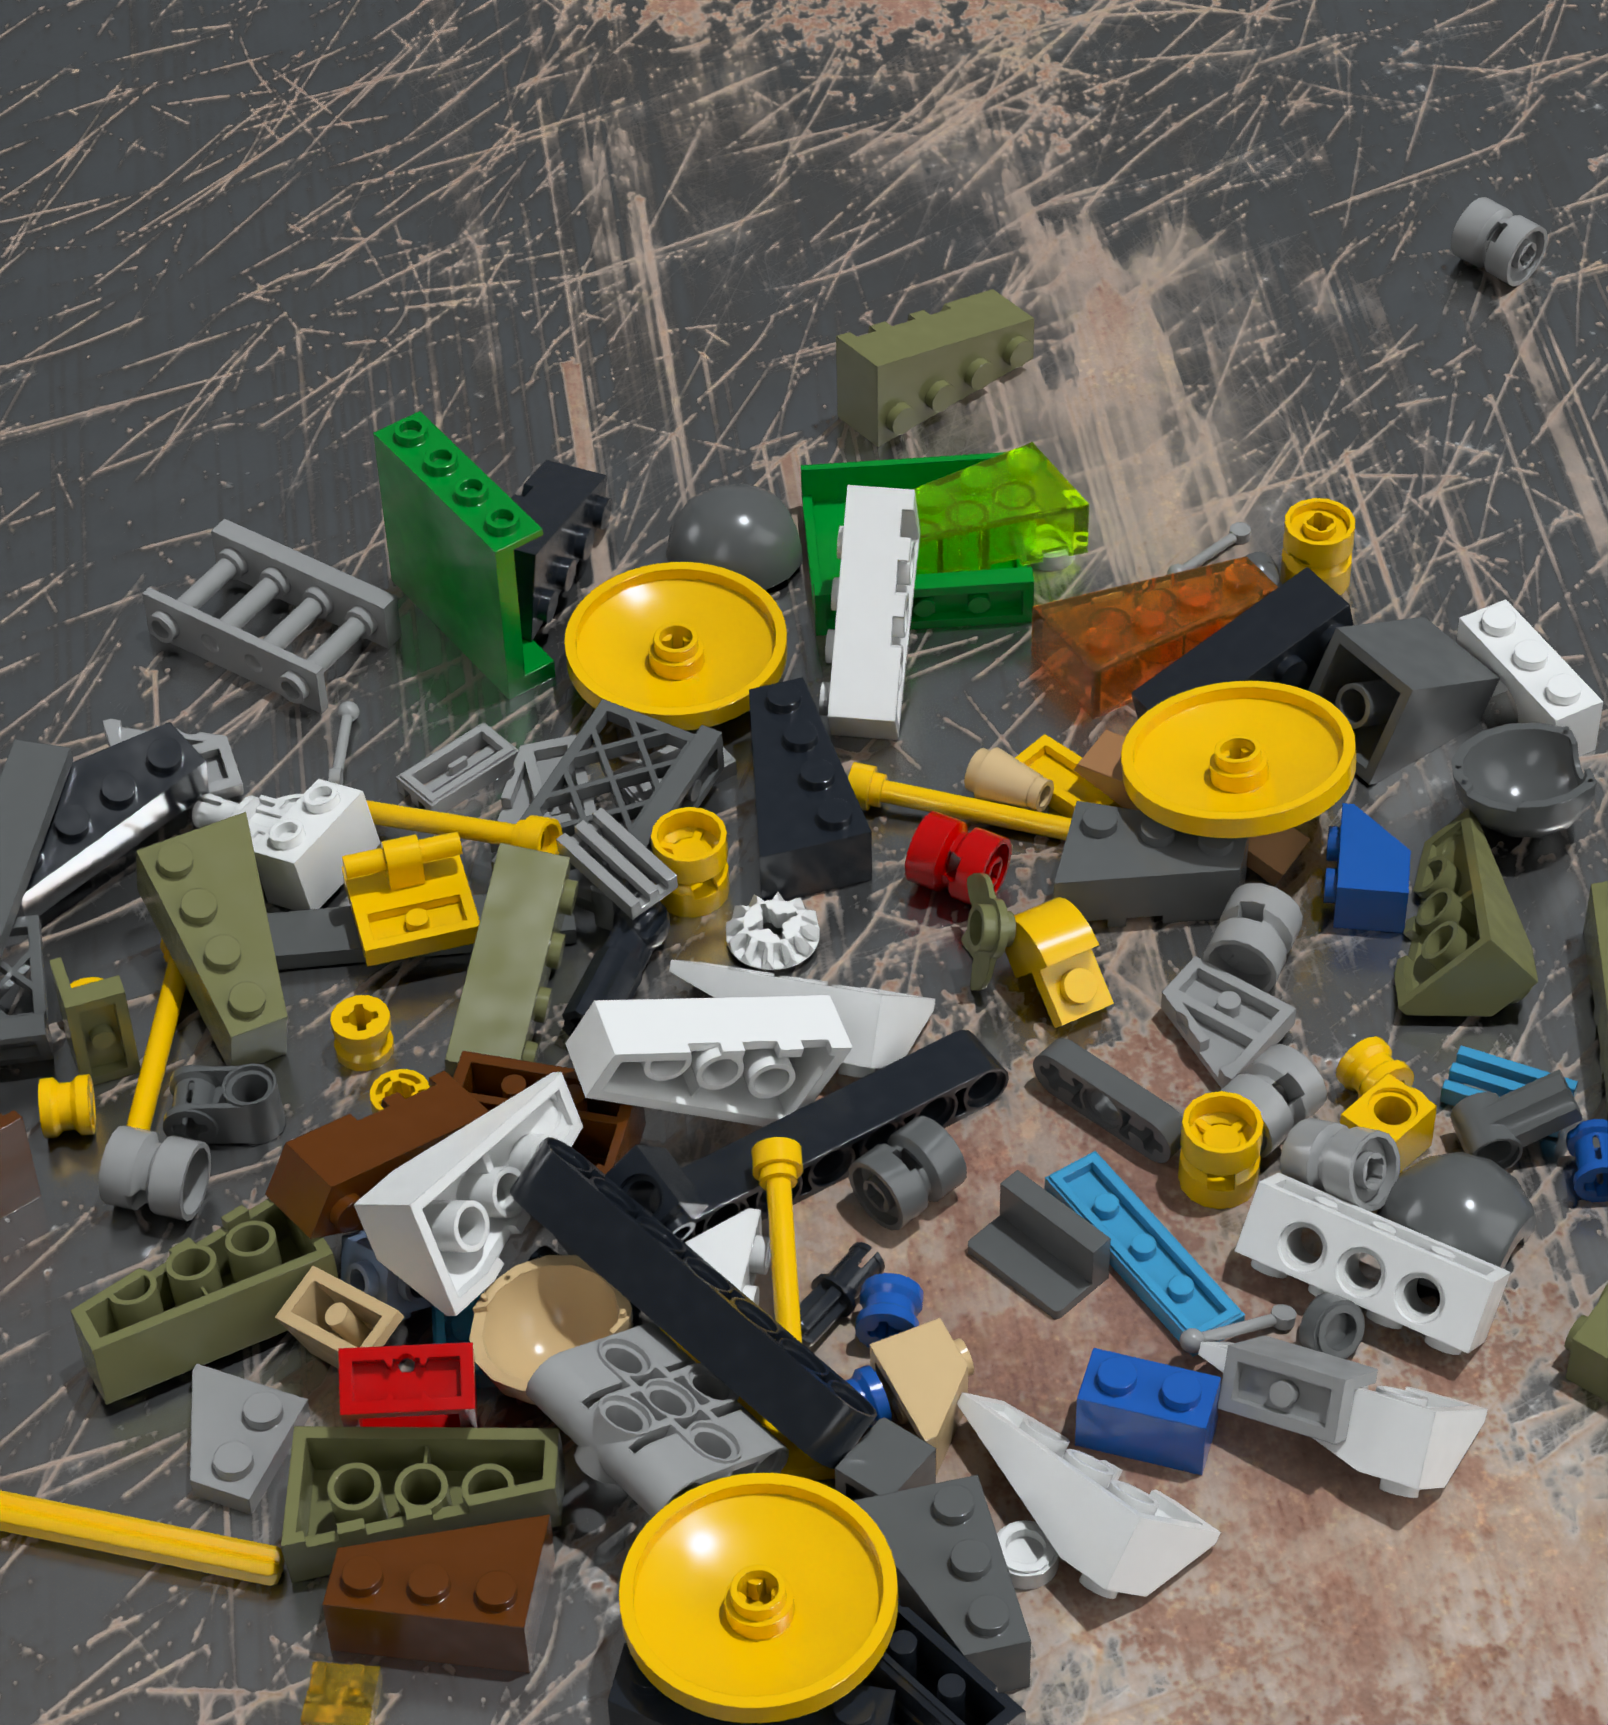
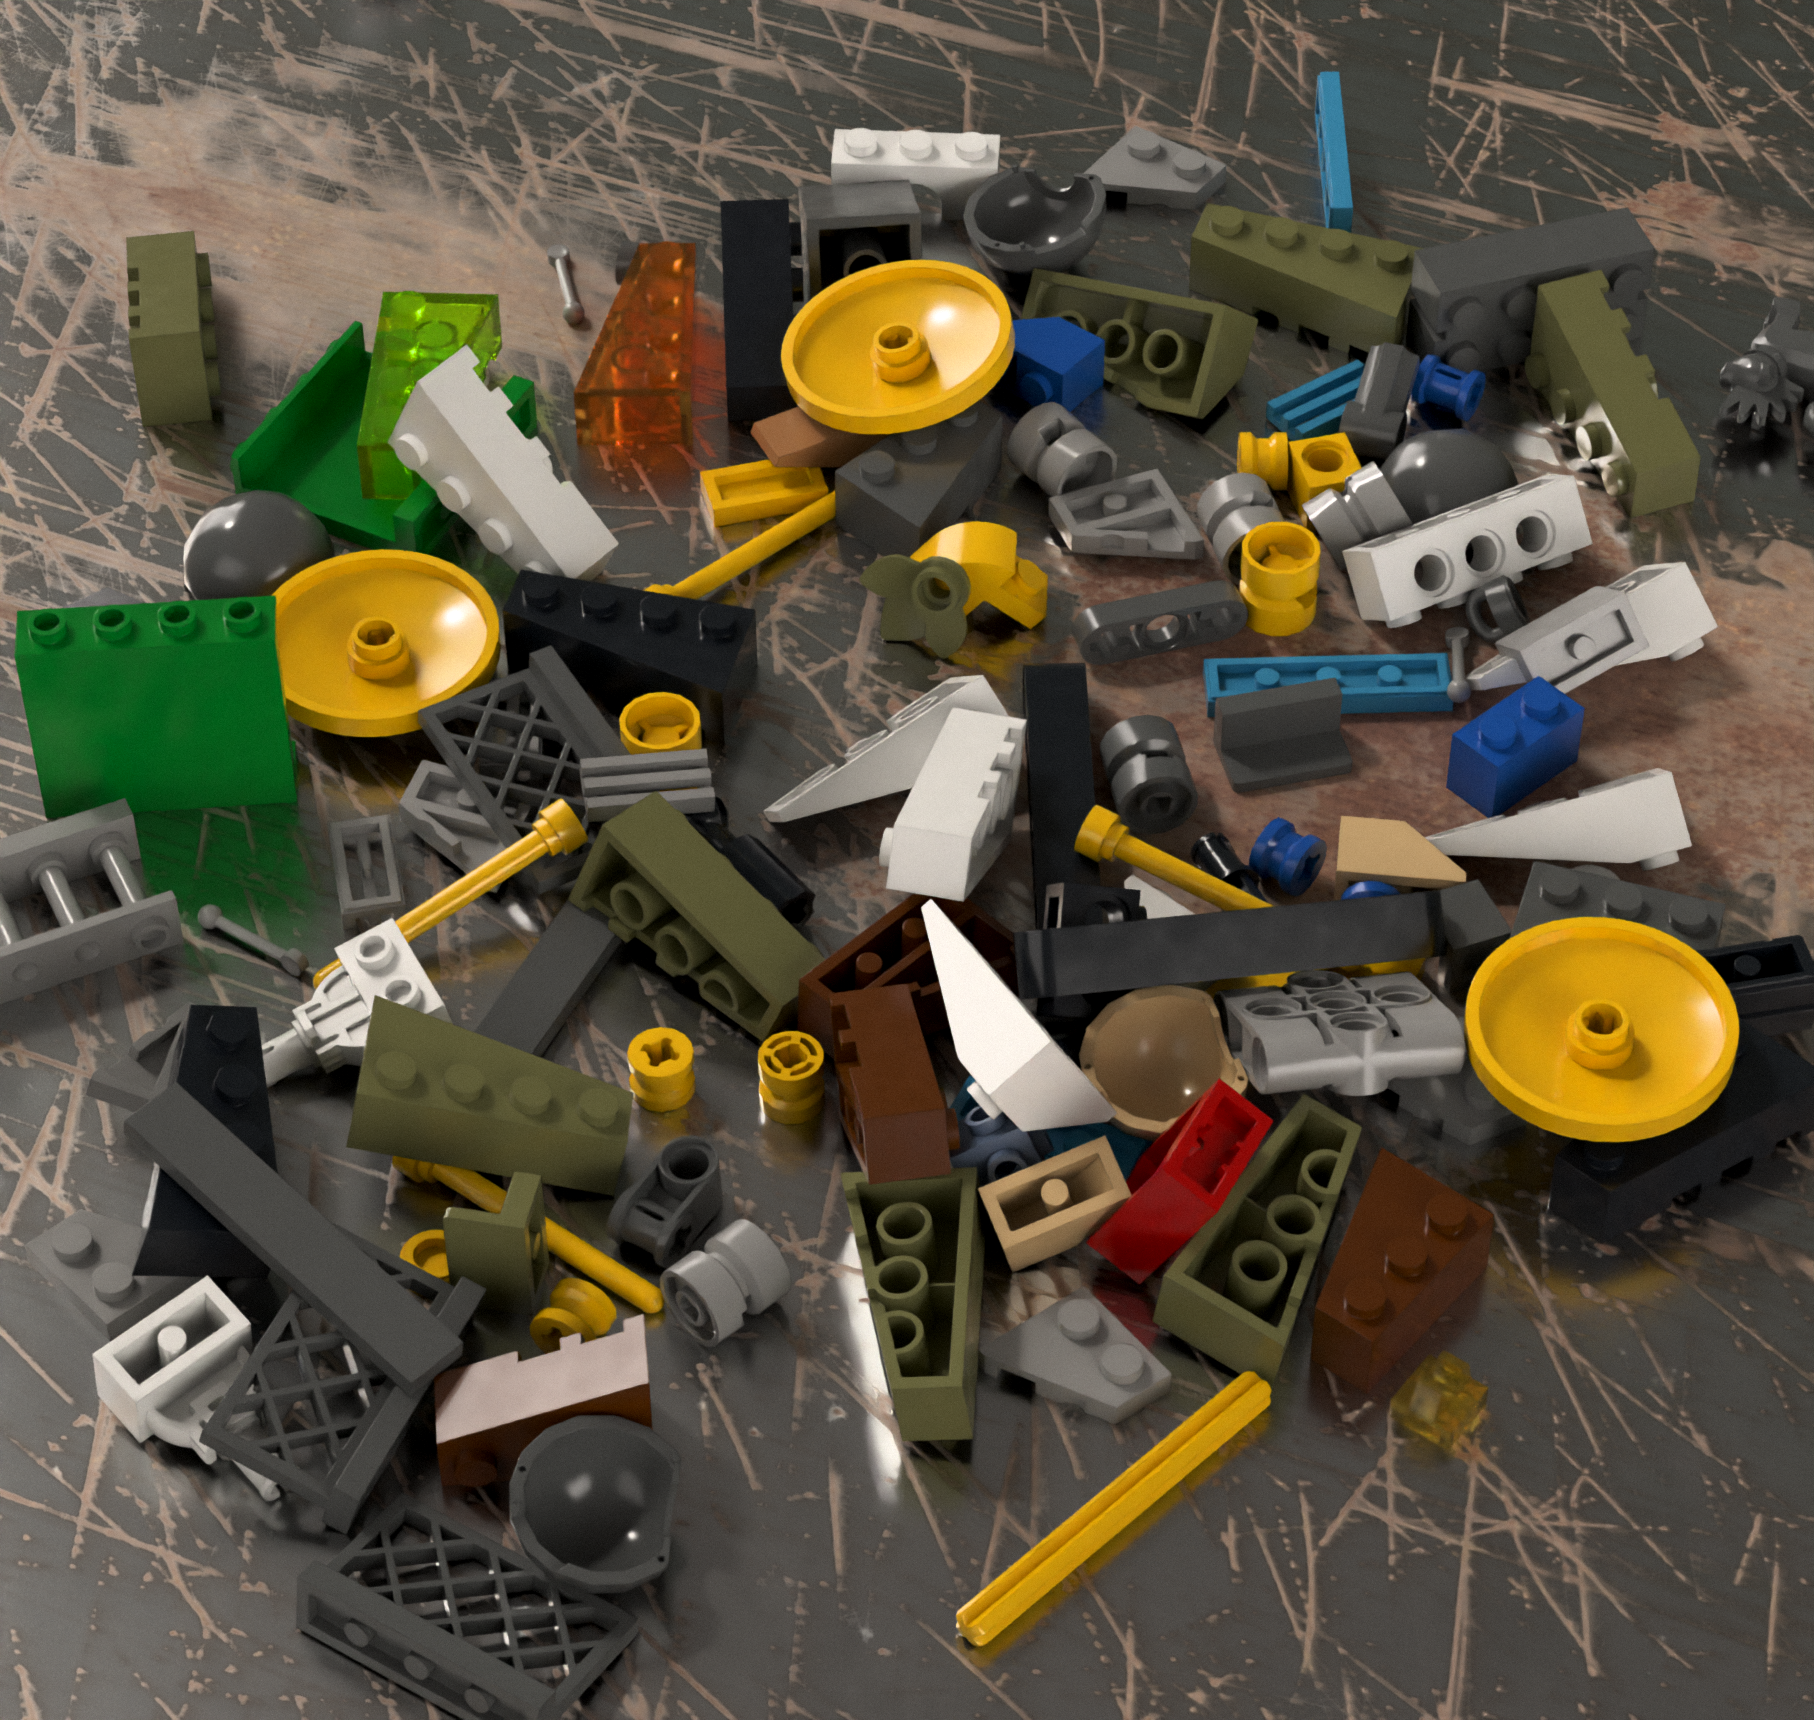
camera: 60 degrees left, 0 degrees up
(410, 897) = (543, 955): yellow plate -> none
(760, 946) = (792, 759): white gear -> none
(946, 855) = (807, 586): red wheel -> none
(1005, 780) = (739, 517): tan cone -> none
(1321, 538) = (650, 202): yellow wheel -> none

